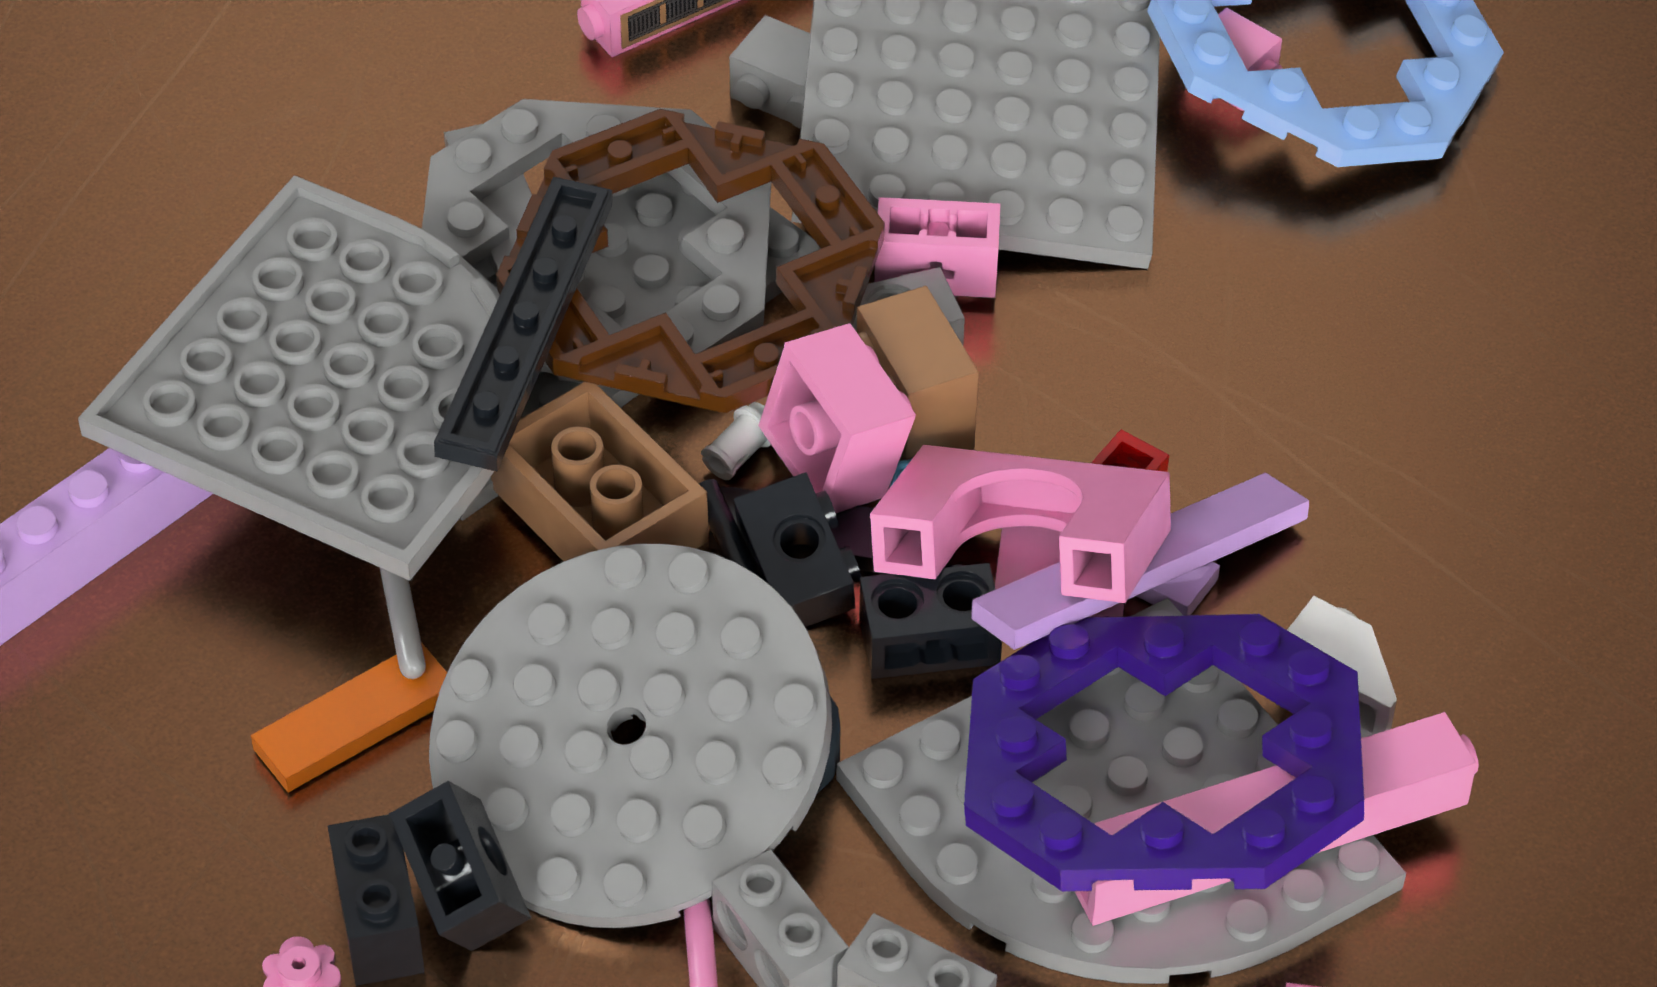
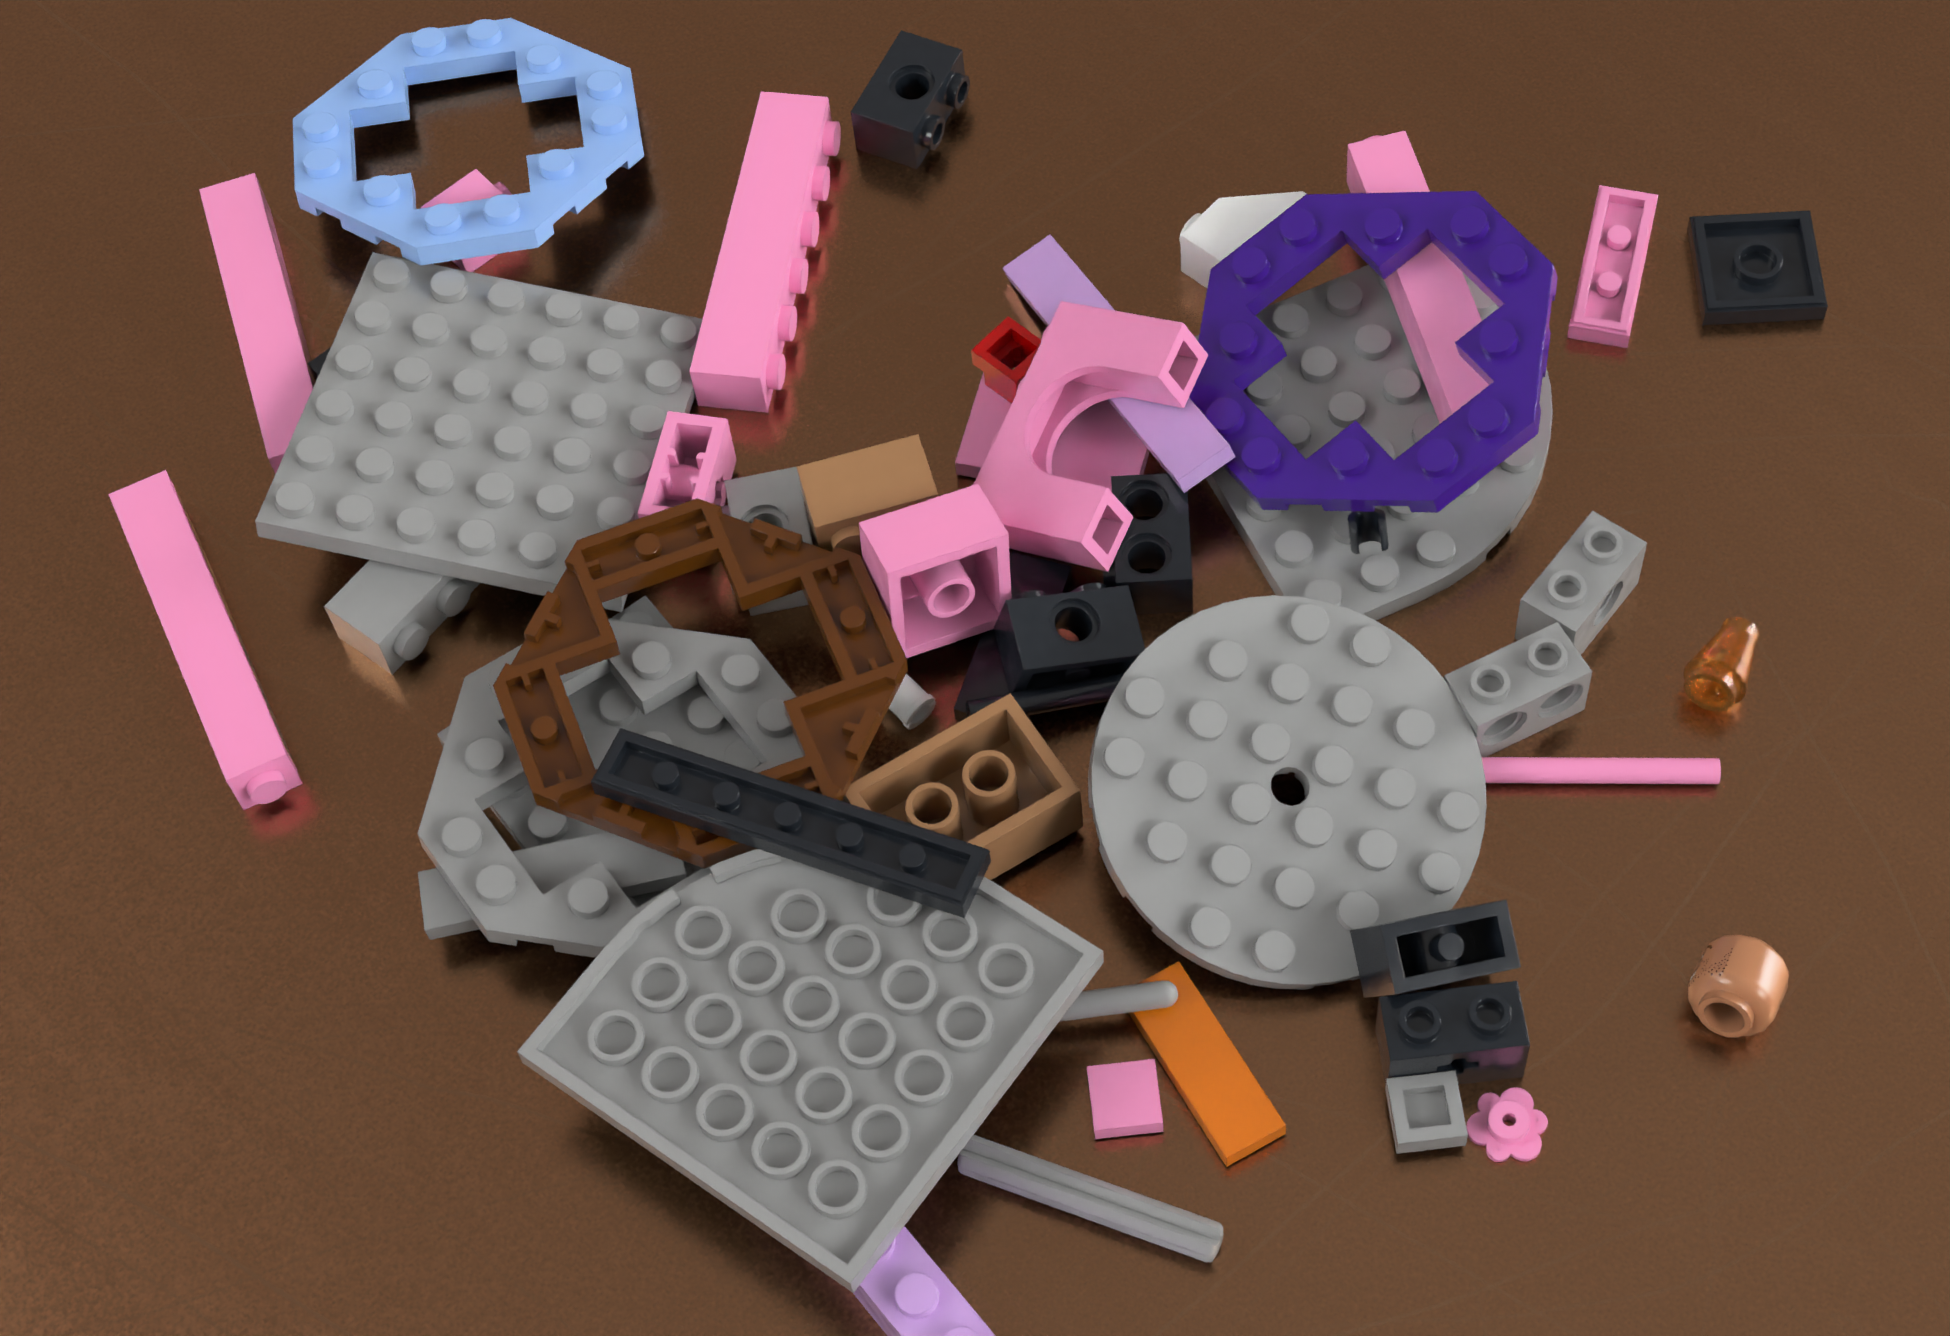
camera: 75 degrees left, 10 degrees up
(212, 642) = (1091, 1198): none -> light grey axle
(301, 890) = (1426, 1112): none -> light grey plate
(315, 659) = (1125, 1099): none -> bright pink tile
(951, 777) = (1367, 527): none -> black hand
(1247, 277) = (764, 253): none -> bright pink brick
(1468, 369) = (910, 99): none -> black brick

